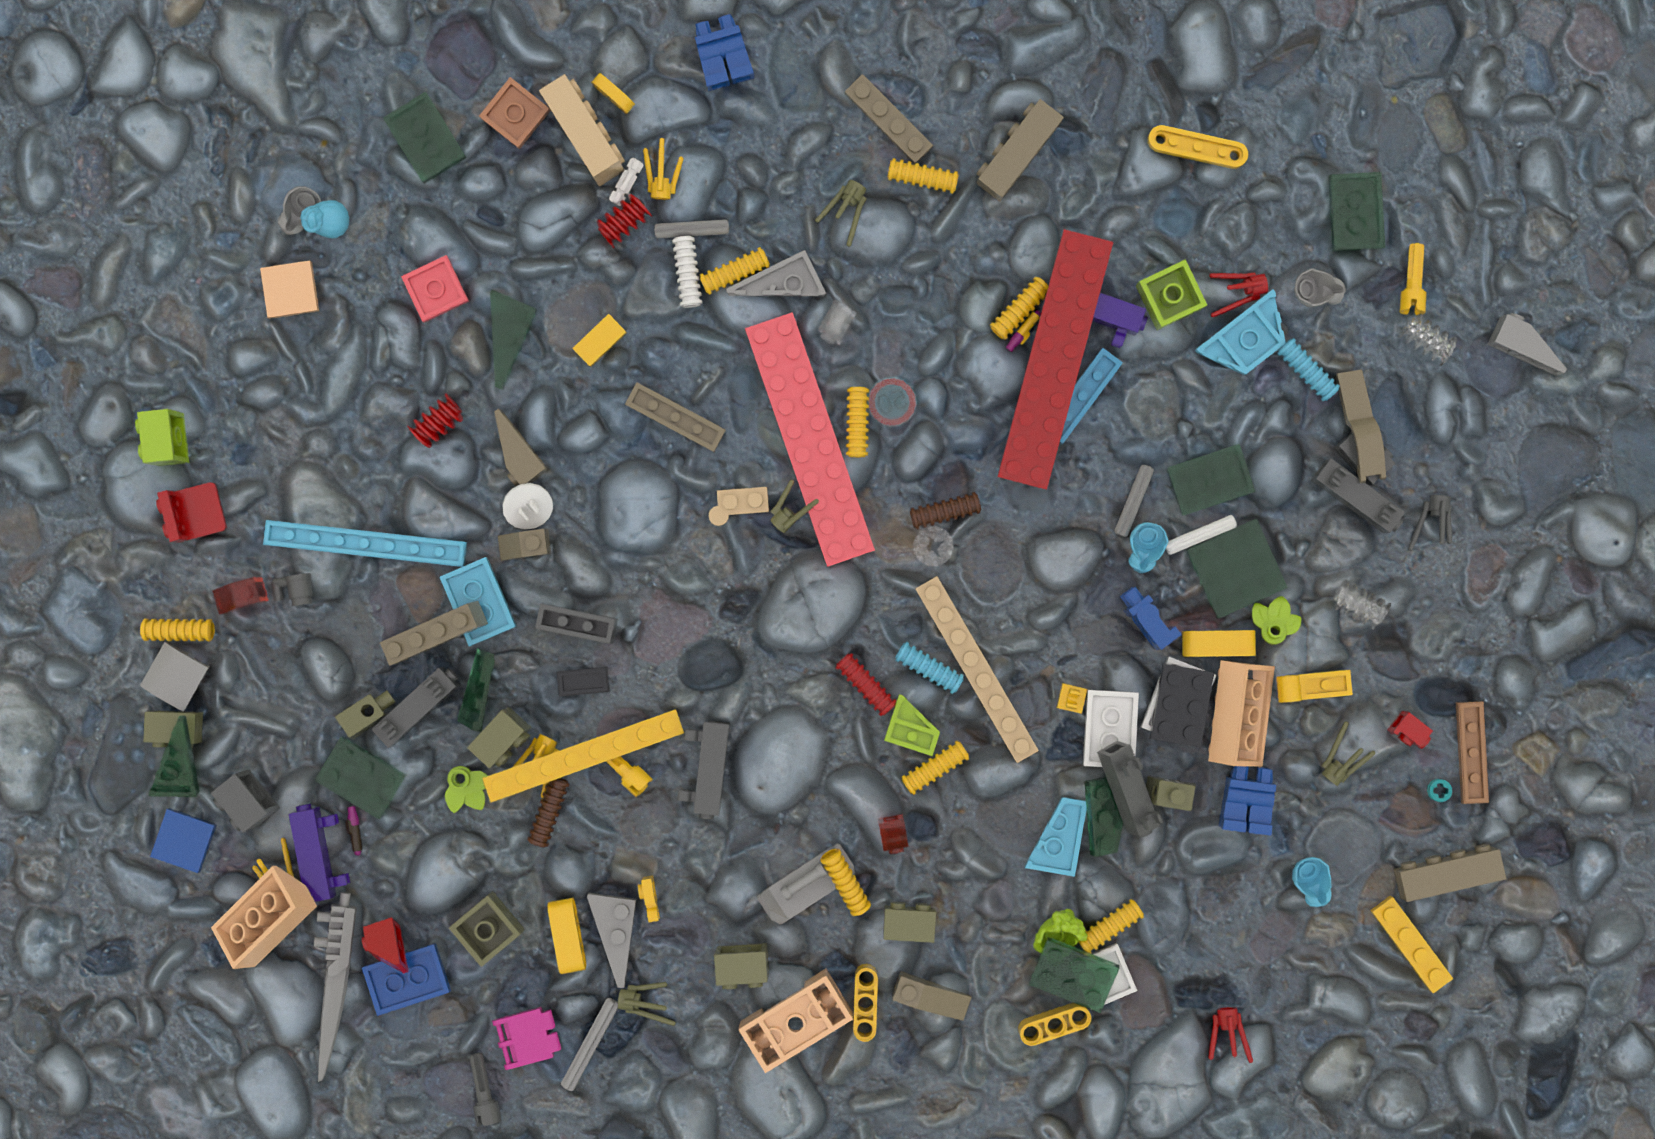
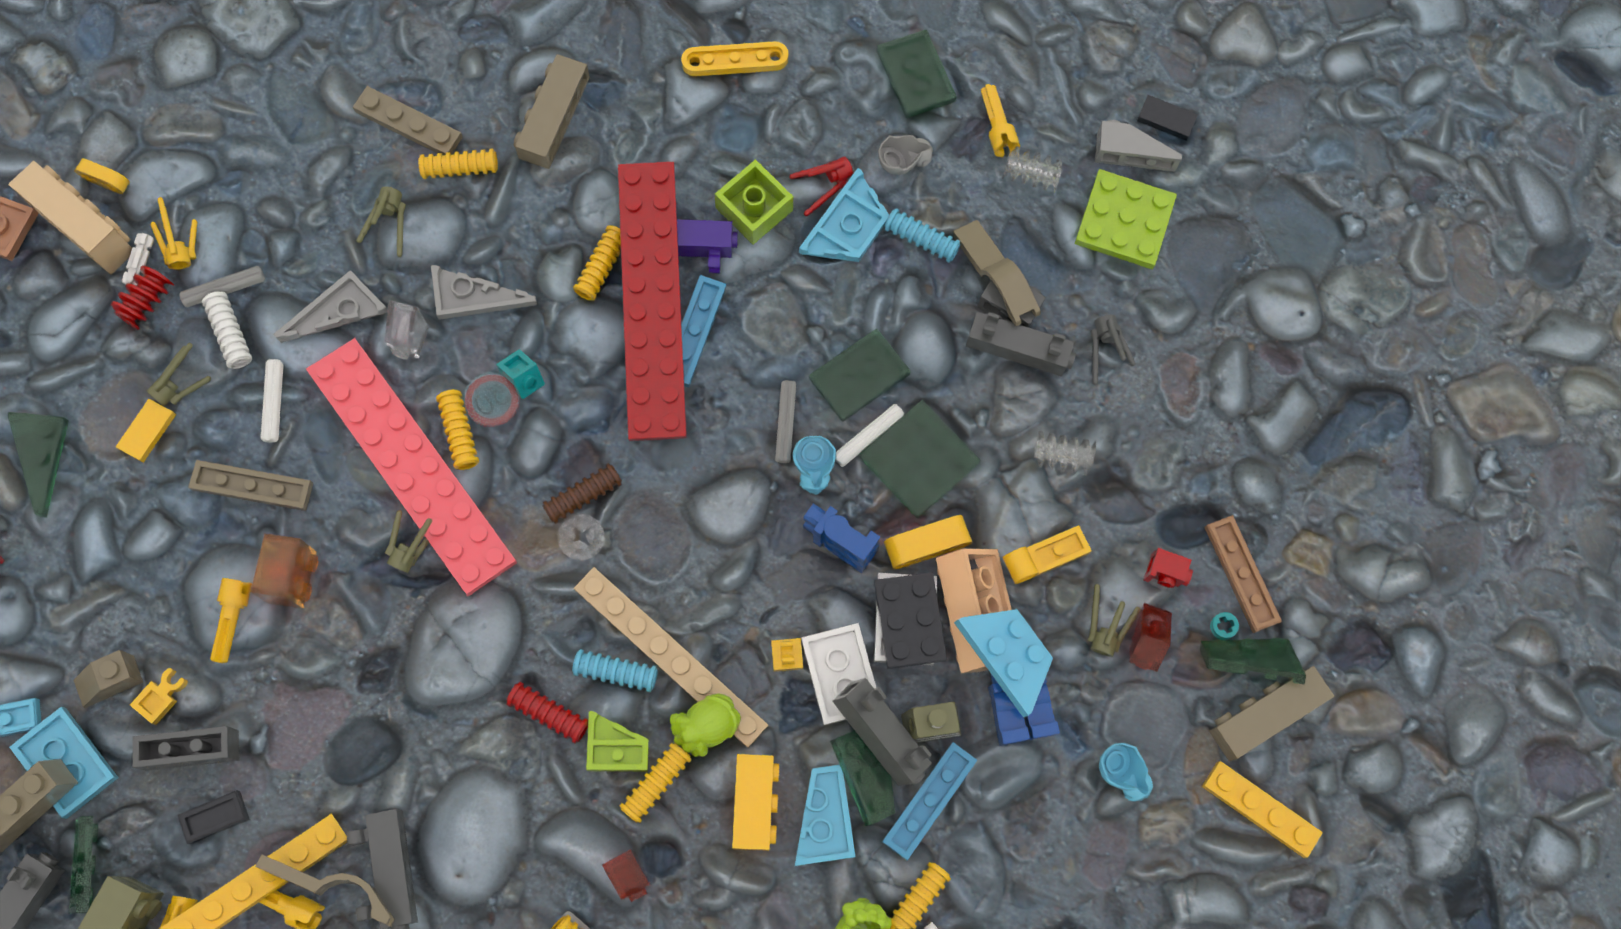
camera: 30 degrees left, 15 degrees down
(518, 455) = (75, 580): dark tan slope -> none
(527, 506) = (98, 632): white piece -> none
(560, 574) = (156, 699): none -> yellow plate
(622, 307) = (164, 389): none -> olive plant
(639, 509) = (232, 596): none -> yellow piece
(655, 767) = (379, 910): none -> dark tan piece
(688, 504) = (284, 571): none -> clear orange brick
(709, 346) = (272, 400): none -> white axle
(722, 45) = (207, 98): blue hips -> none
(734, 270) = (278, 314): yellow piece -> none
(739, 502) = (348, 556): tan hinge -> none
(895, 302) = (463, 296): none -> light grey wing
(924, 387) = (521, 373): none -> teal bracket
(989, 736) = (705, 724): none -> lime hair
(1008, 809) = (755, 802): none -> yellow brick
(1023, 332) = (612, 287): piece -> none
(1148, 852) = (929, 801): none -> dark azure plate
(1254, 762) = (1010, 654): none -> medium azure wing
(1277, 617) = (978, 496): lime plate -> none
(1375, 781) = (1151, 638): none -> clear red slope
(1462, 827) = (1259, 655): none -> clear green wing
(1494, 408) = (1125, 219): none -> lime plate
(1569, 323) = (1167, 117): none -> black tile

